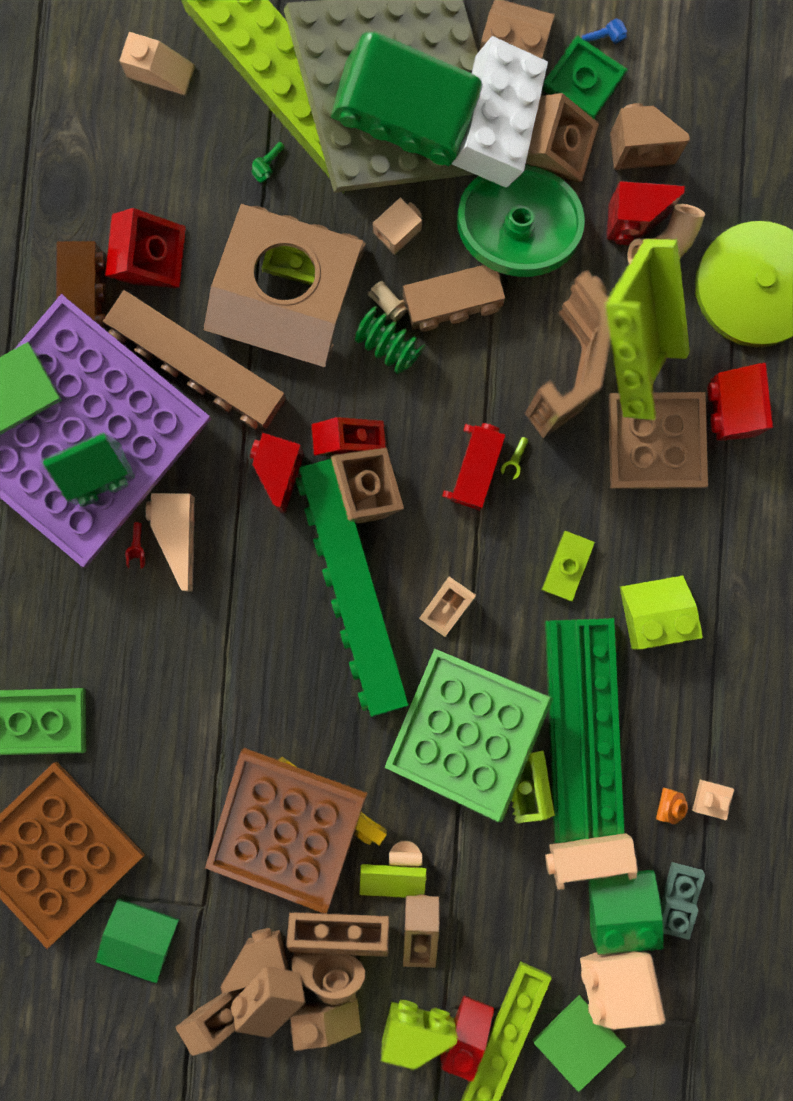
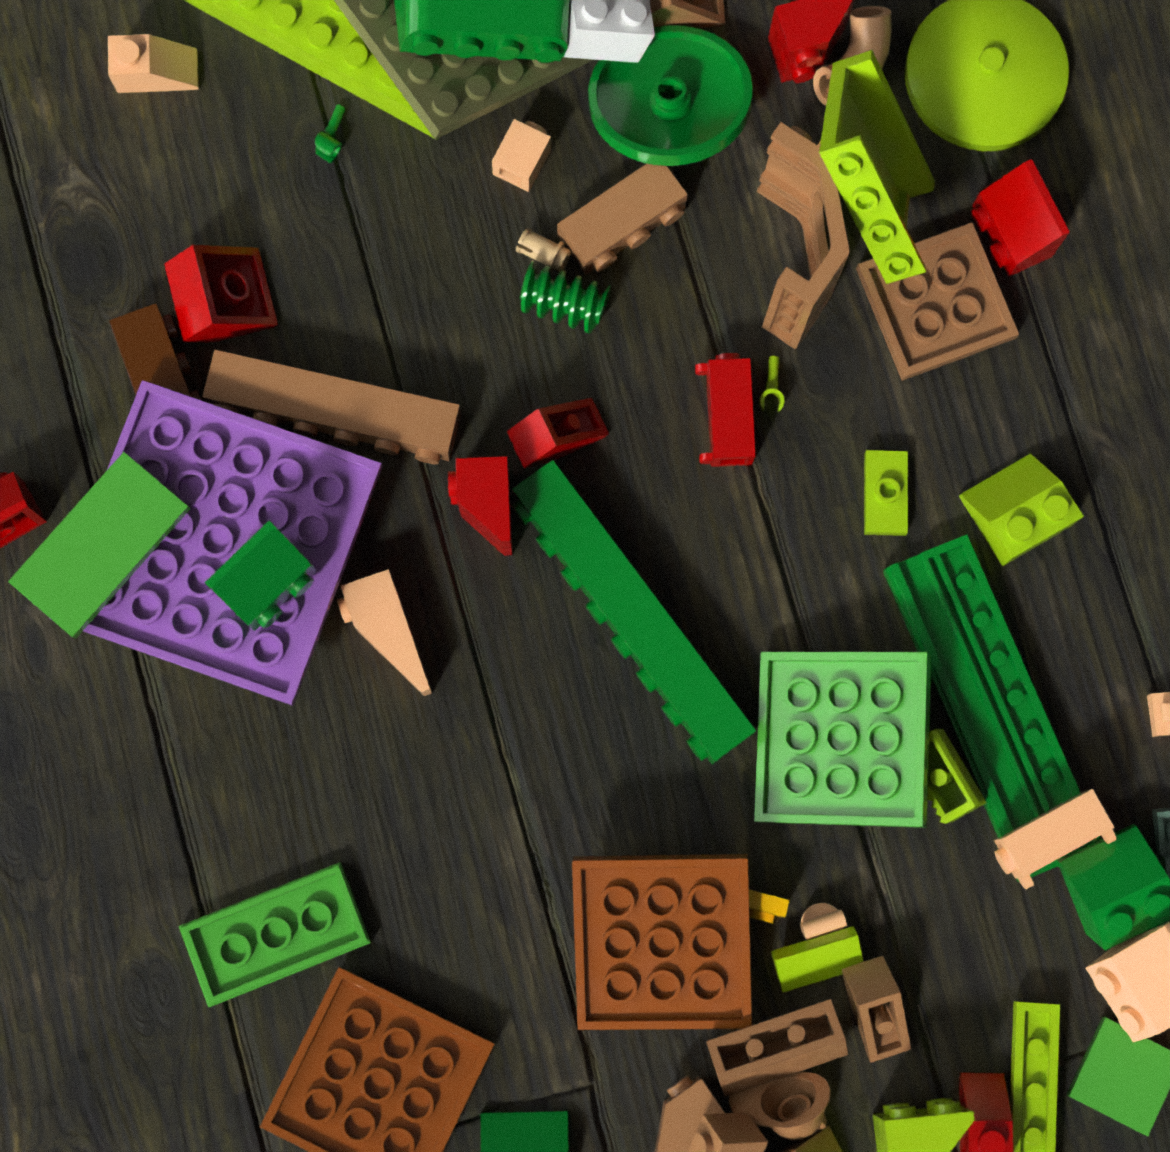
camera: 20 degrees left, 5 degrees down
(135, 550) = (344, 667): red hand -> none
(289, 264) = (413, 244): lime plate -> none
(292, 327) = (386, 325): medium nougat panel -> none
(367, 485) = (606, 478): medium nougat slope -> none
(447, 606) = (757, 593): light nougat slope -> none
(672, 806) = (1125, 740): orange plate -> none

